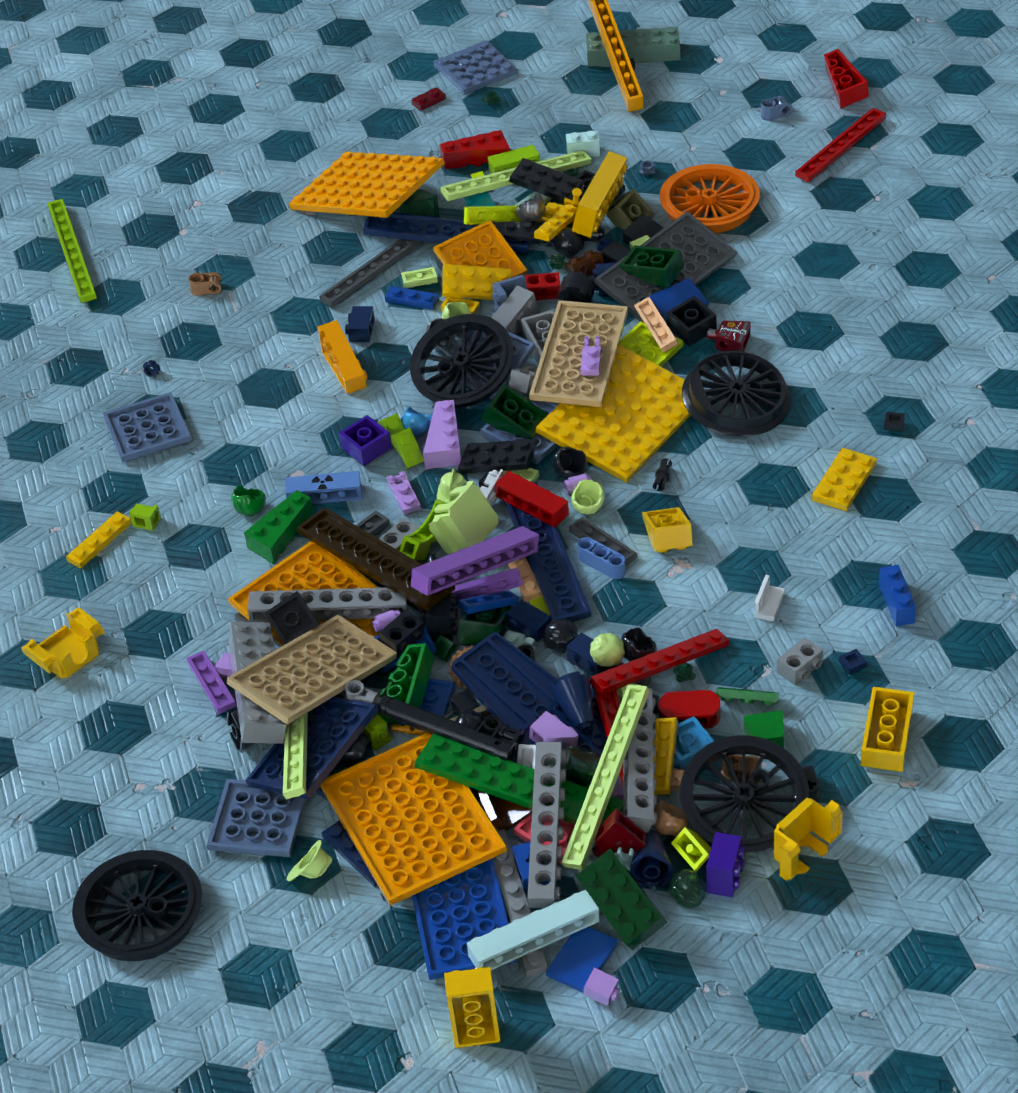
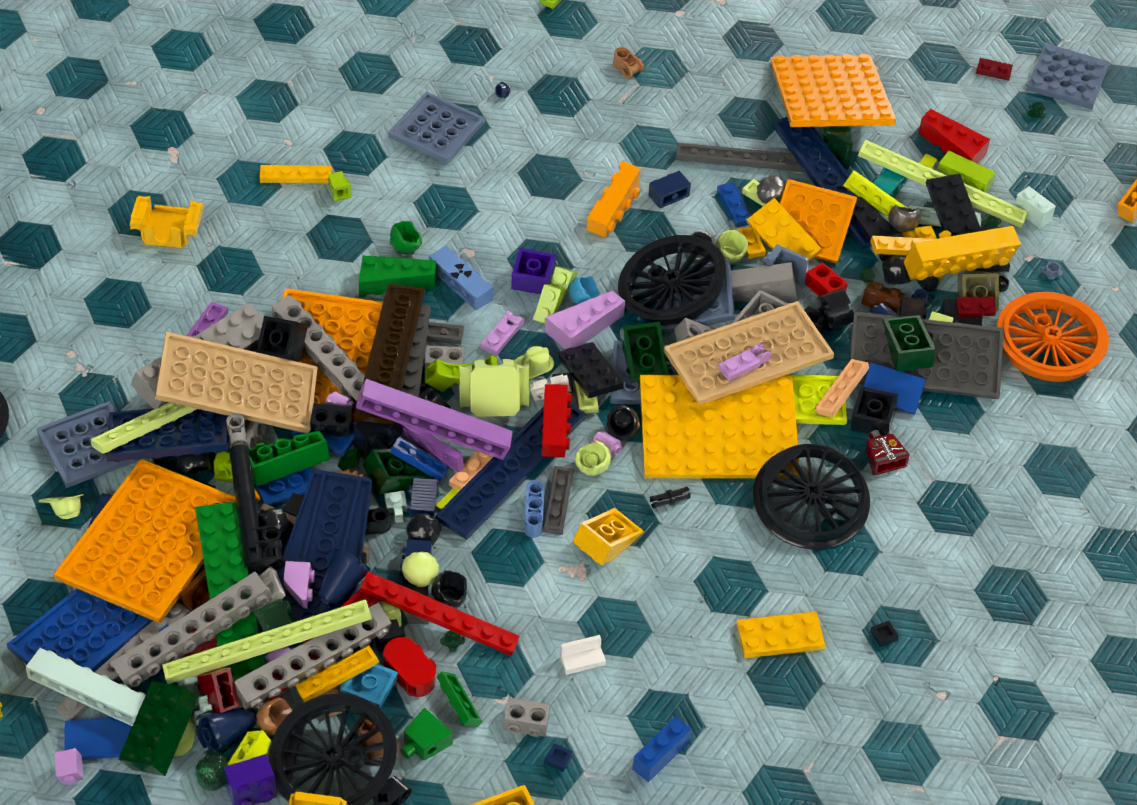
camera: 45 degrees right, 5 degrees up
(428, 264) = (770, 188): none -> flat silver hair
(647, 219) = (975, 306): none -> dark red plate

